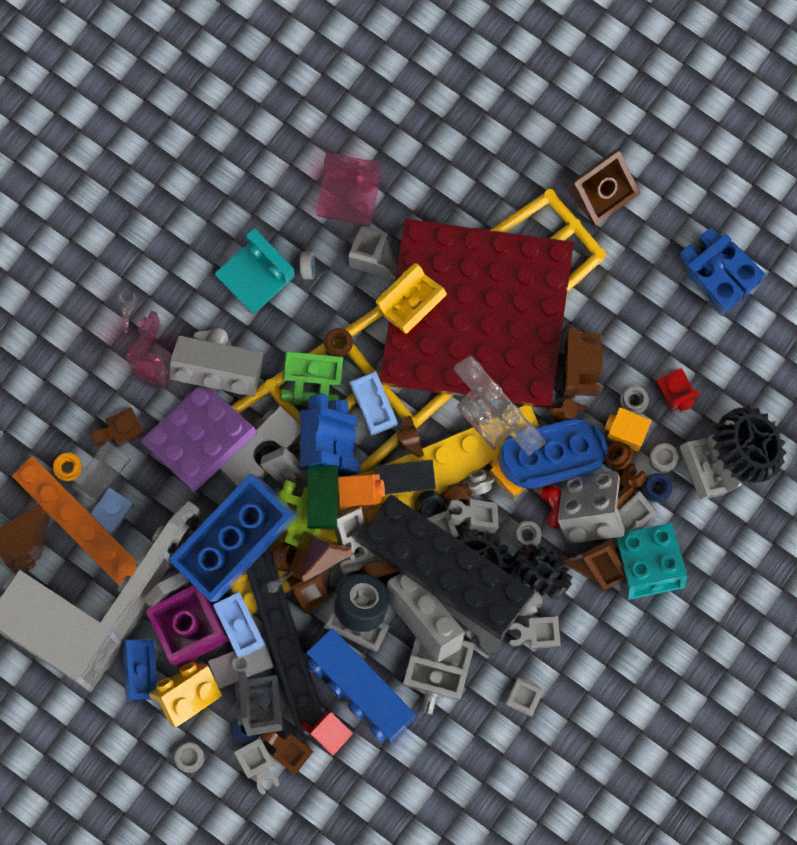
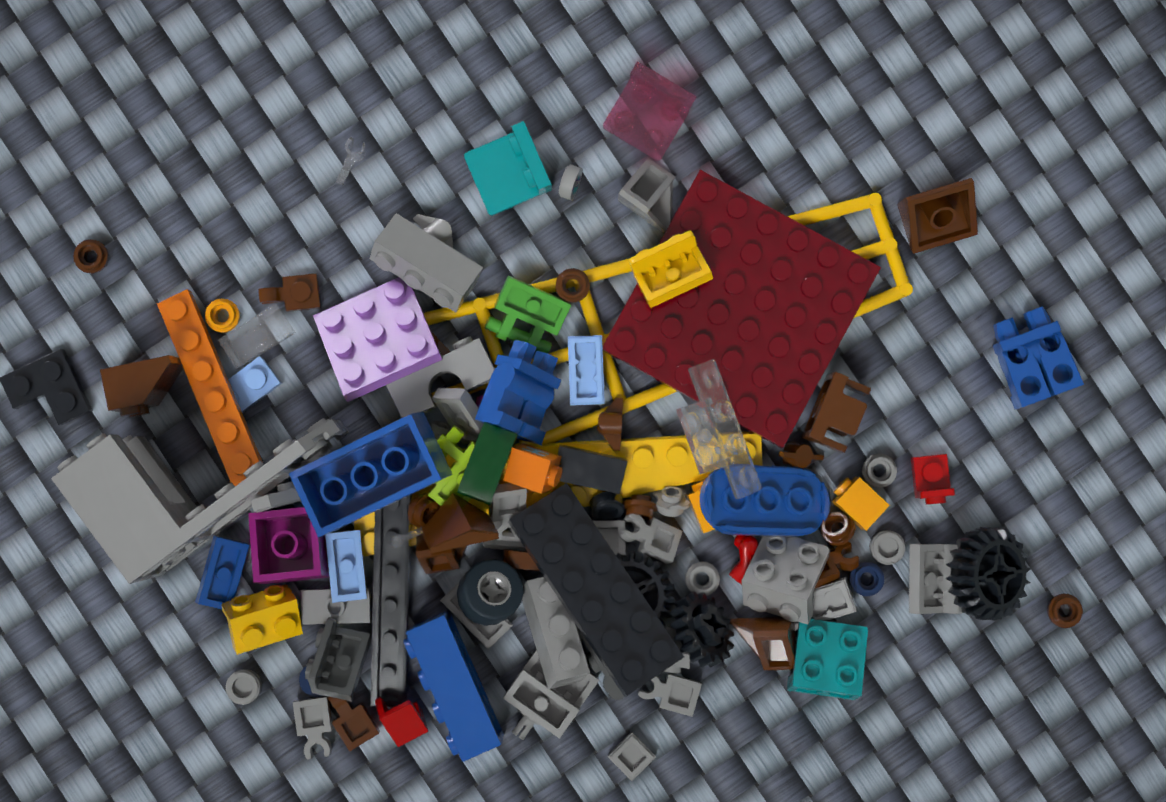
camera: 20 degrees right, 10 degrees up
(140, 360) = (342, 219): clear pink bracket -> none

